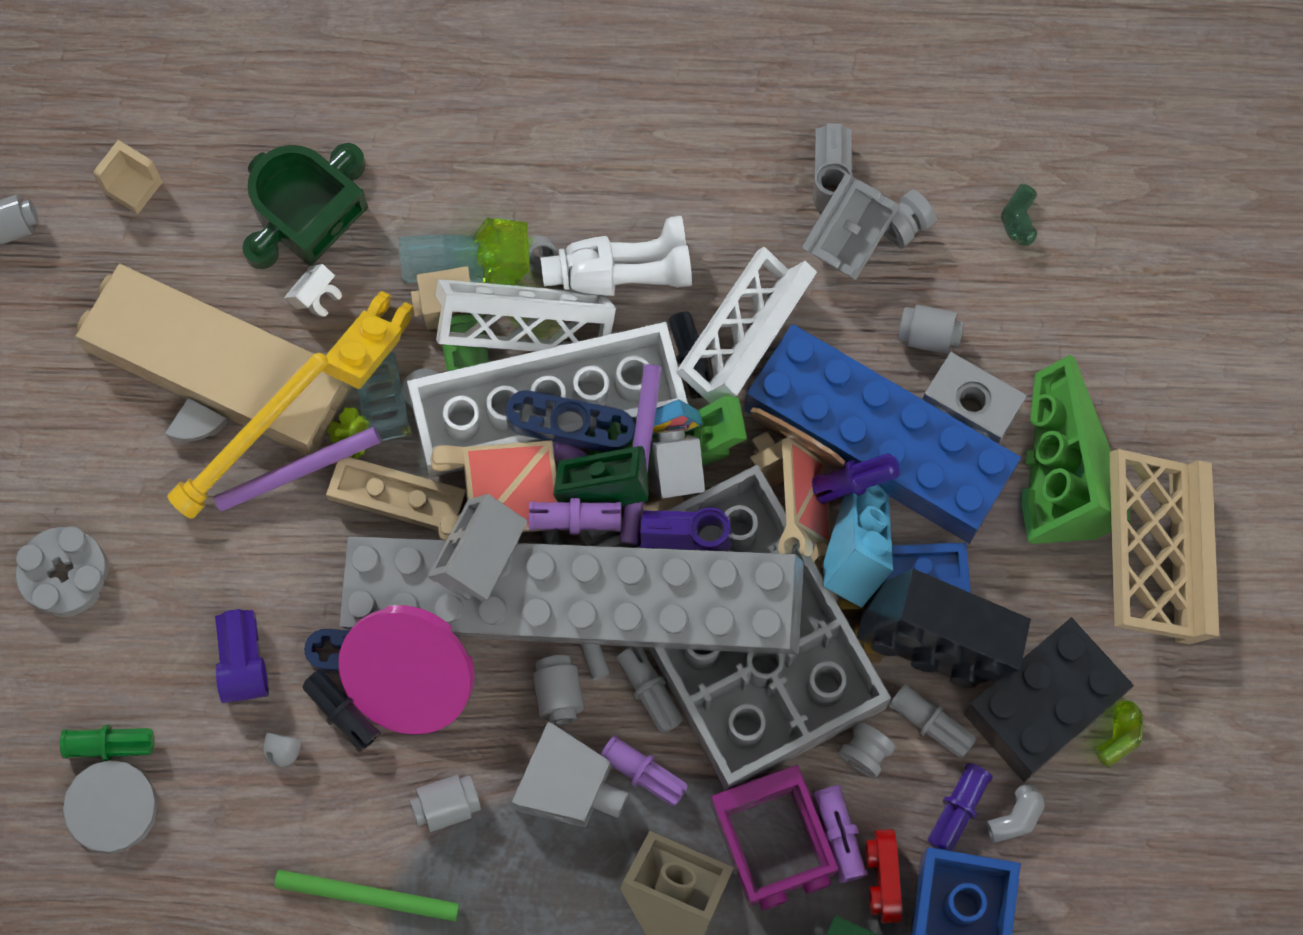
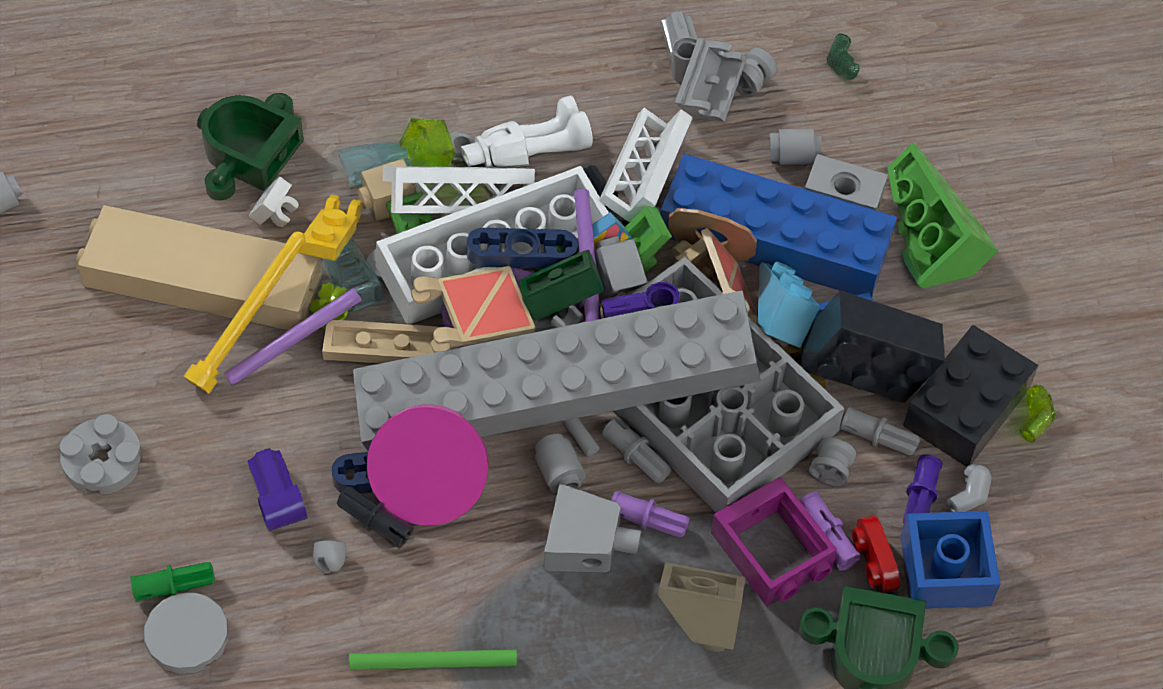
camera: 15 degrees left, 15 degrees down
(127, 177) = (94, 145): tan panel -> none
(195, 423) = (193, 321): light grey tile -> none
(445, 802) = (484, 570): light grey brick -> none
(478, 548) = (471, 344): light grey hinge -> none
(574, 516) = (545, 313): medium lavender pin -> none
(856, 477) = (768, 254): dark purple axle -> none
(1189, 548) = (1044, 254): tan fence -> none

